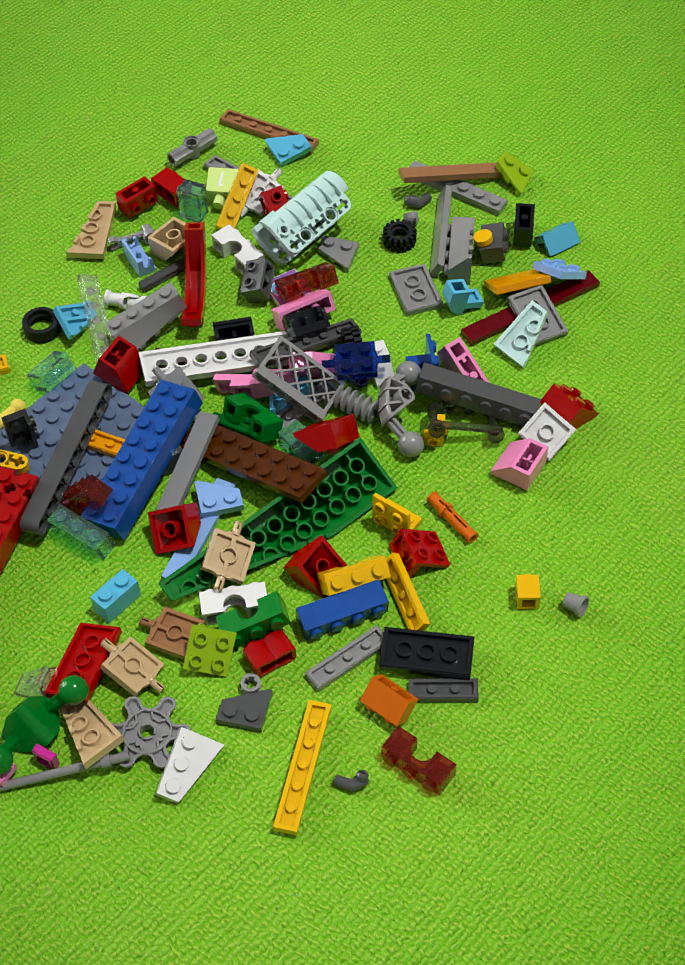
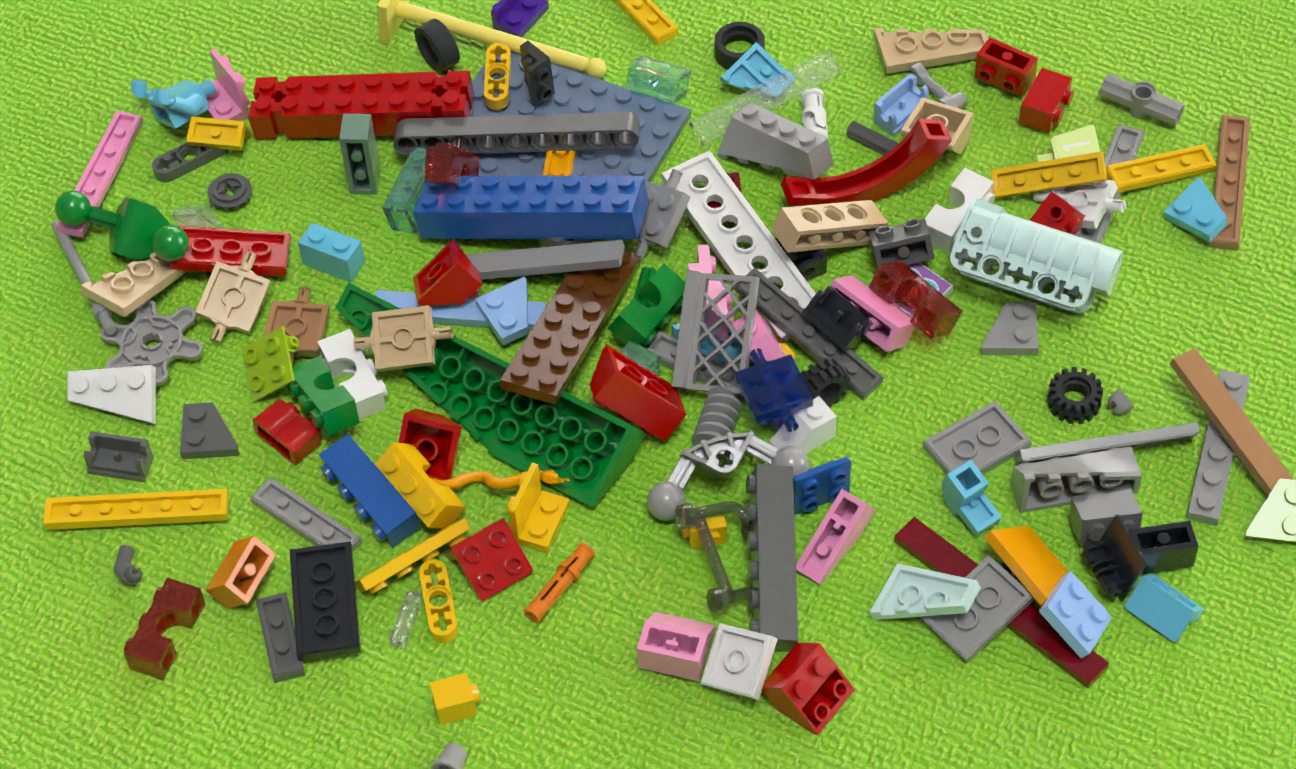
camera: 75 degrees right, 0 degrees up
(10, 653) = (237, 184): none -> dark grey gear
(42, 550) = (360, 154): none -> sand green brick
(45, 757) = (99, 257): dark pink tile -> none
(119, 365) = (685, 137): red slope -> none
(192, 200) = (1021, 128): clear light blue brick -> none
(230, 307) = (827, 225): none -> tan brick
(248, 148) = (1161, 168): none -> yellow tile
(250, 678) = (235, 423): light grey bush -> none
(250, 771) = (118, 456): none -> dark grey hinge
(367, 503) = (489, 479): none -> light orange animal
(417, 202) = (1161, 404): dark grey arm -> none
(427, 582) = (433, 612): none -> yellow beam
(453, 610) = (405, 619): none -> clear axle
(483, 238) = (1093, 493): yellow tile -> none
(527, 242) = (1115, 560): none -> black hinge

